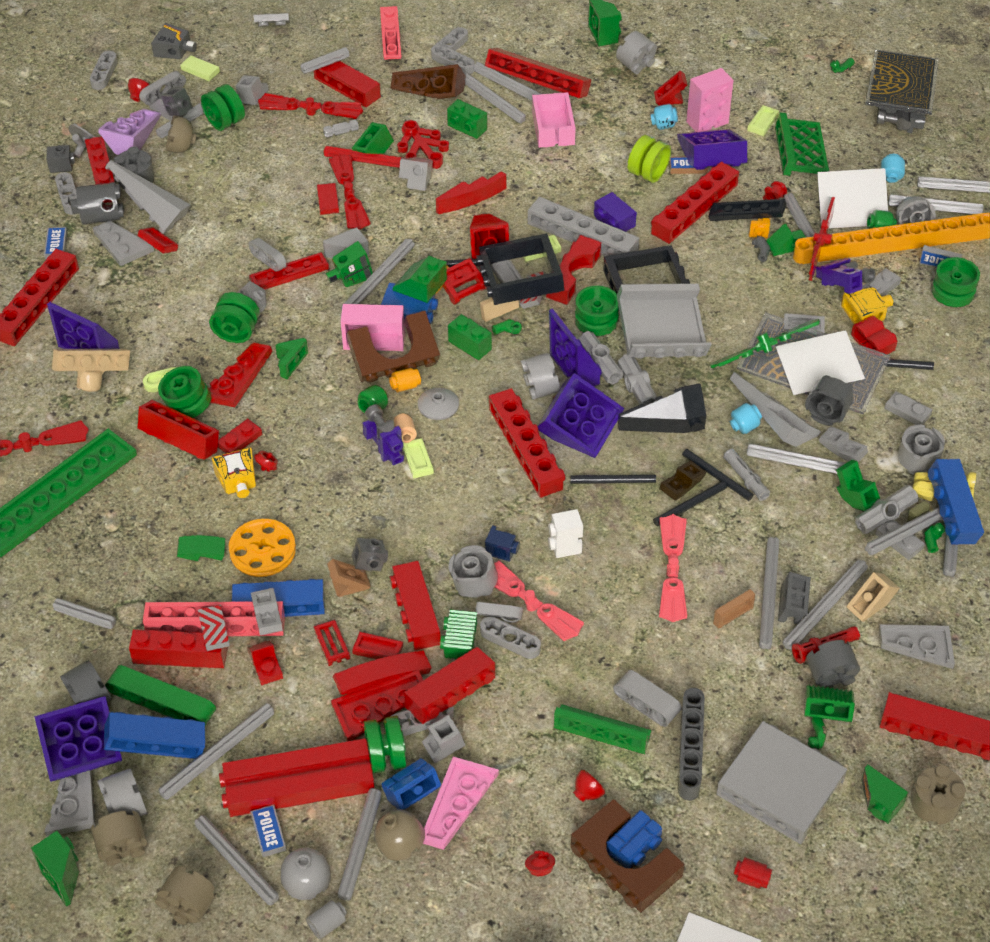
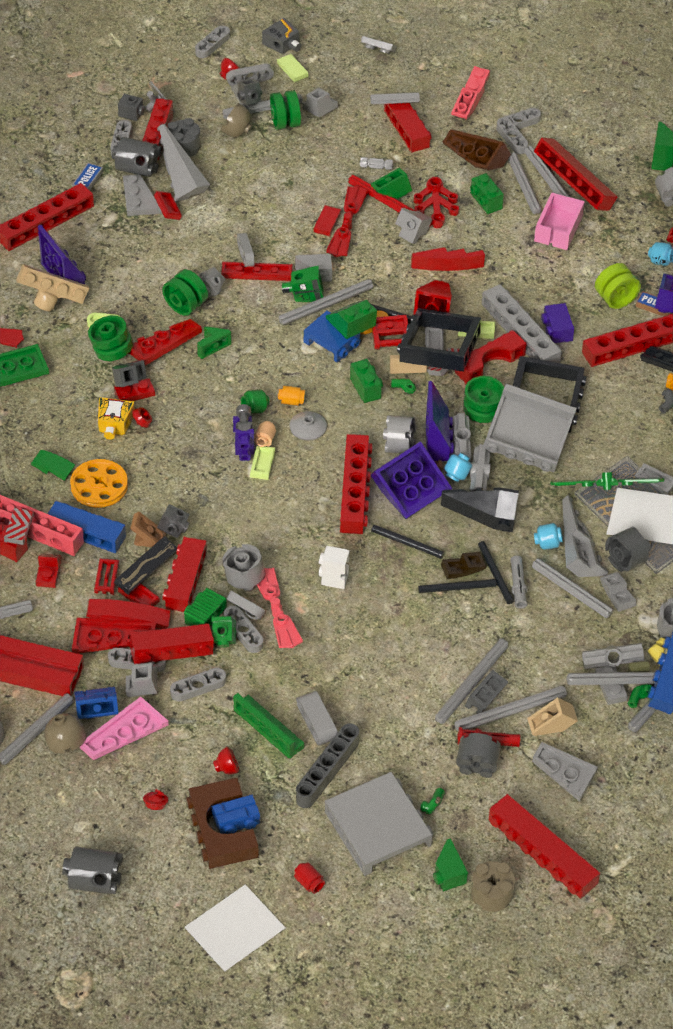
camera: 25 degrees right, 0 degrees up
(129, 131) = (200, 104): lavender wedge -> none
(178, 429) = (88, 365): red brick -> none
(227, 421) = (129, 373): none -> dark grey brick
(266, 611) = (64, 530): light grey slope -> none
(279, 102) = (388, 147): red piece -> none
(369, 613) = (146, 565): none -> black tile
(372, 365) = (317, 378): reddish brown arch -> none
(383, 322) = (290, 342): bright pink piece -> none
(389, 744) = (93, 664): green wheel -> none
(492, 639) = (229, 636): none -> green brick
(501, 544) = (281, 555): dark blue brick -> none
(503, 706) = (201, 677): none -> light grey beam
(616, 385) = (458, 467): none -> medium azure head
(673, 597) = (389, 652): coral piece -> none
(734, 609) = (432, 680): medium nougat tile -> none
(829, 703) = (455, 782): green brick -> none
(854, 489) = (598, 626): green brick -> none

